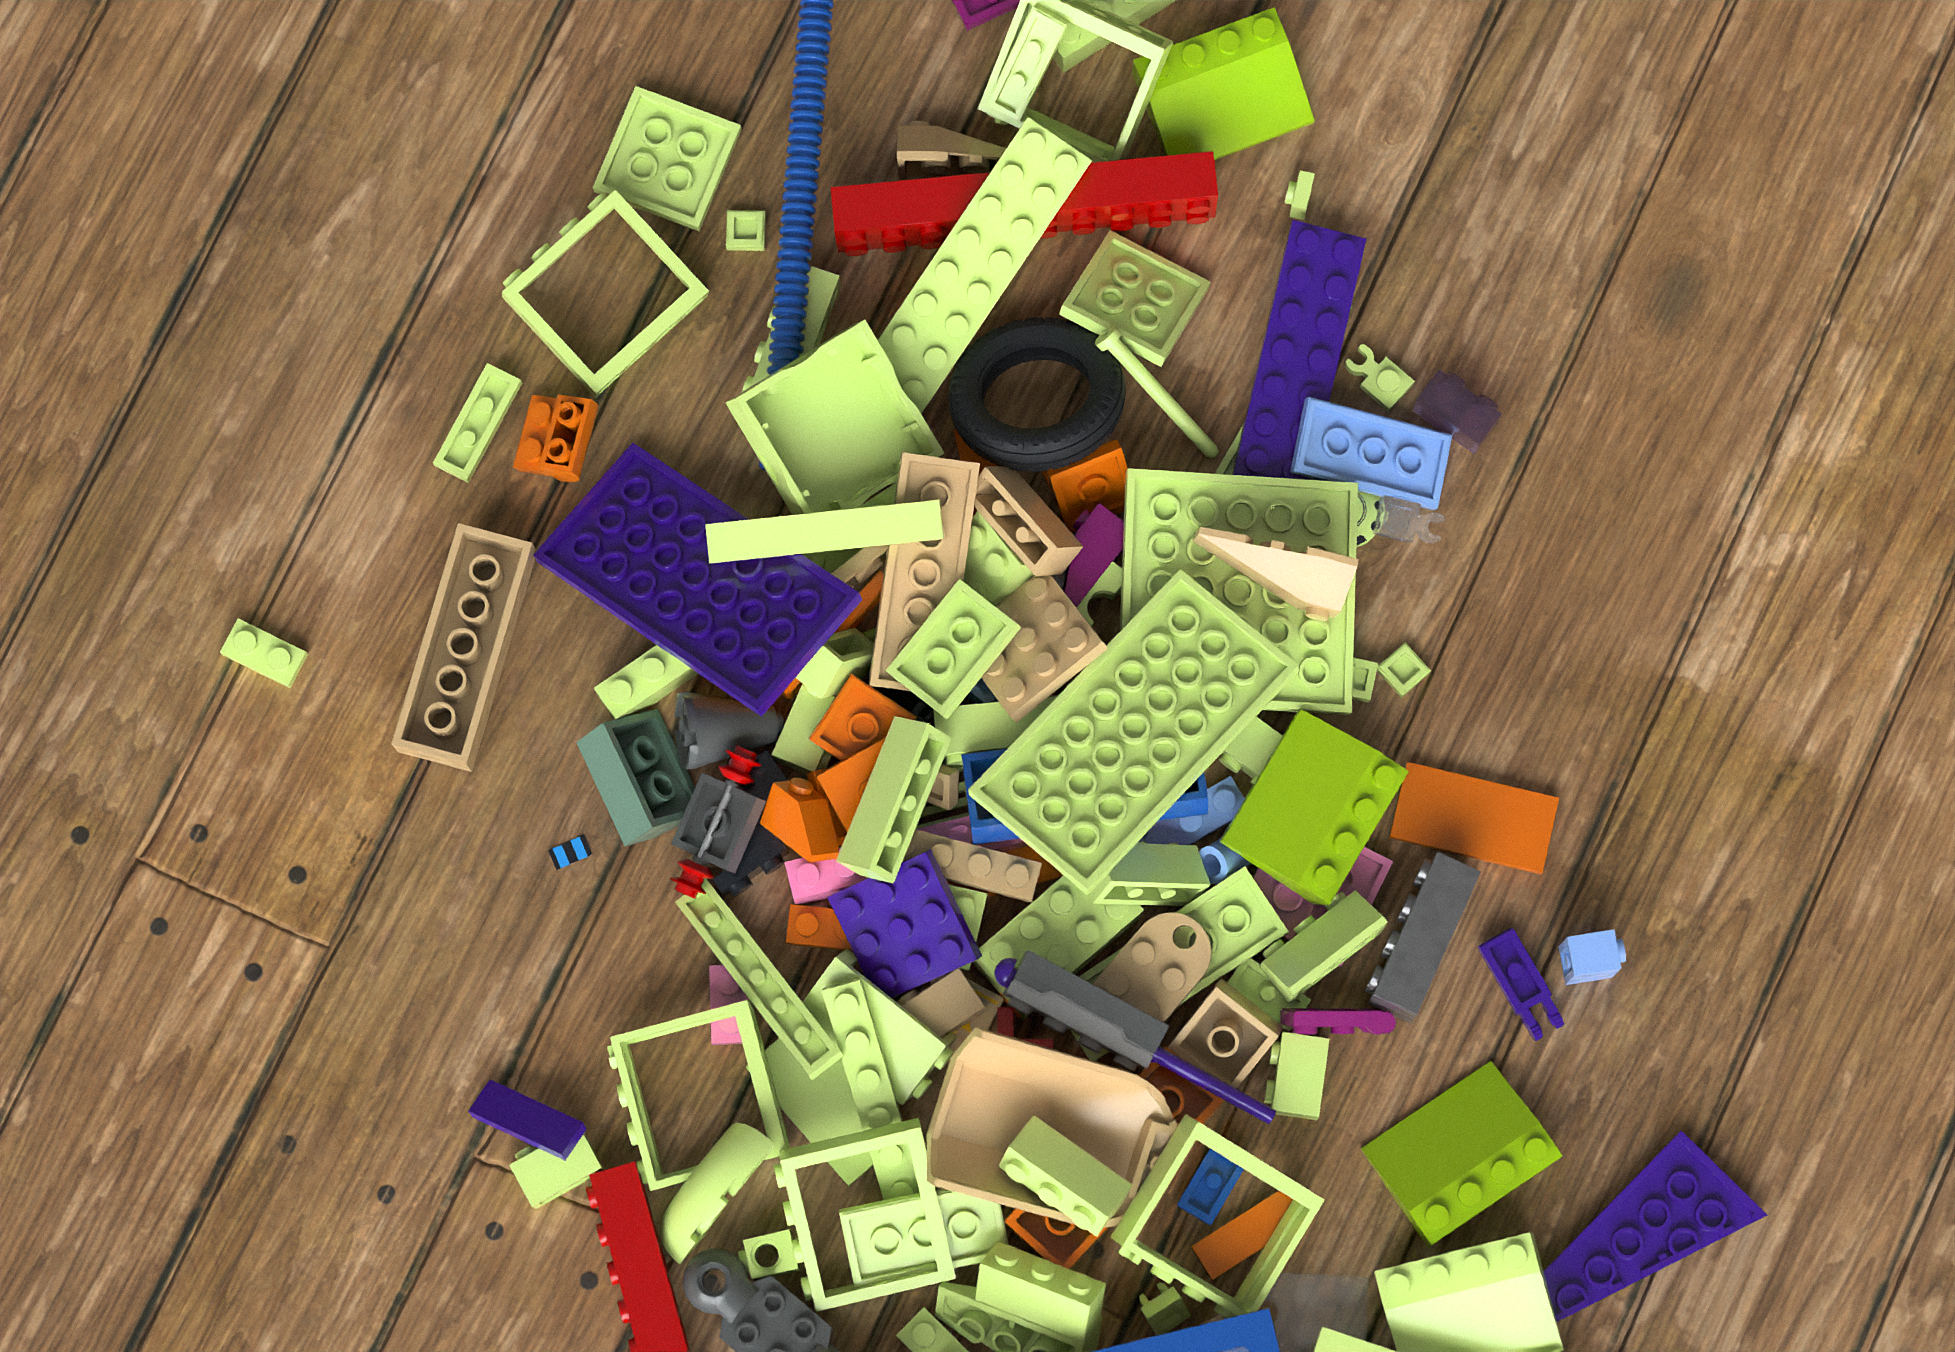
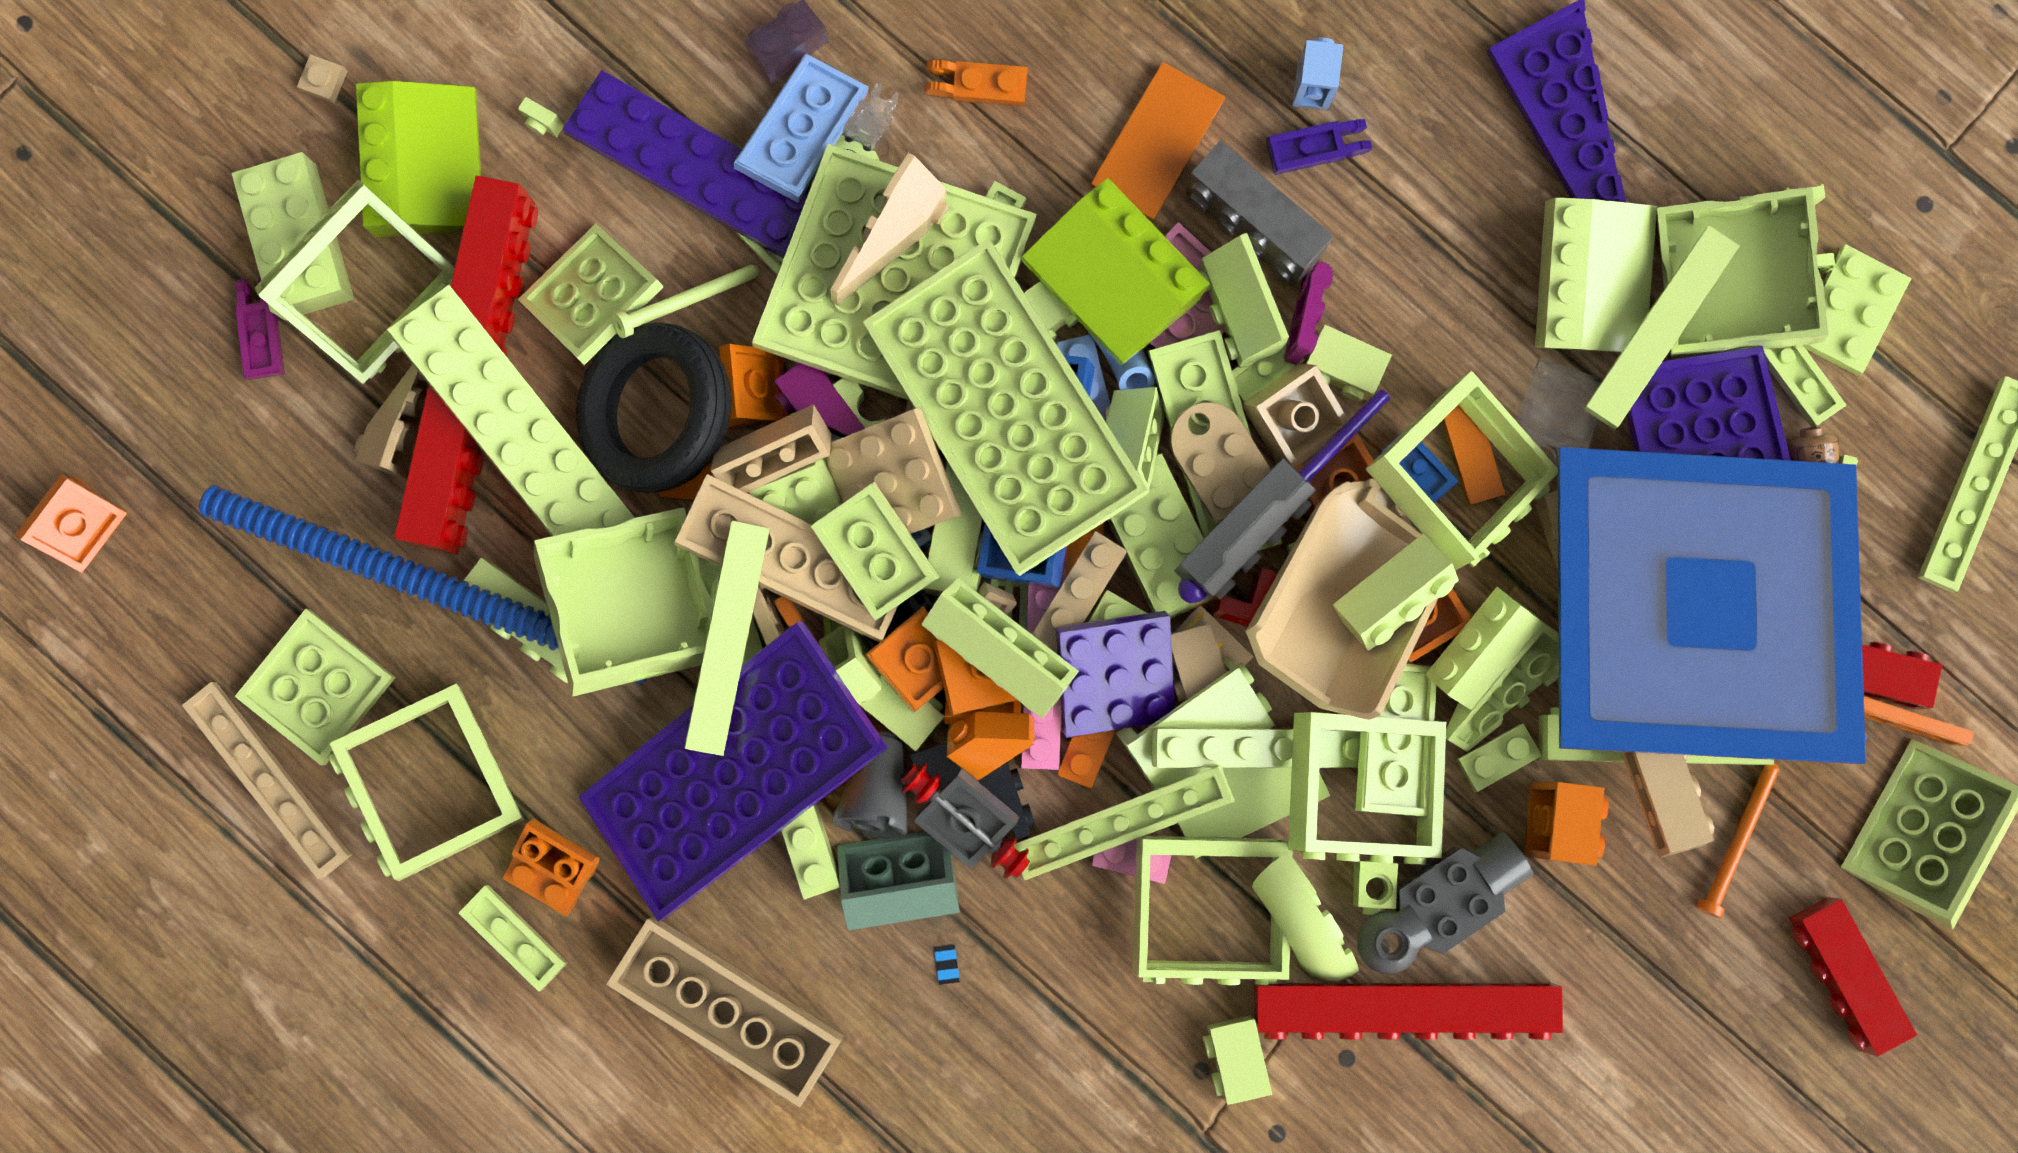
camera: 75 degrees left, 5 degrees up
(527, 1119) = (1190, 1075): dark purple tile -> none
(563, 142) = (266, 780): none -> tan plate
(745, 230) = (408, 633): yellowish green tile -> none
(1027, 63) = (334, 319): yellowish green tile -> none
(1165, 1310) = (1523, 545): yellowish green tile -> none
(1383, 381) = (736, 98): yellowish green plate -> none
(1403, 670) = (1005, 162): yellowish green tile -> none
(1461, 1153) = (1456, 242): lime slope -> none
(1479, 620) = (979, 82): none -> orange hinge

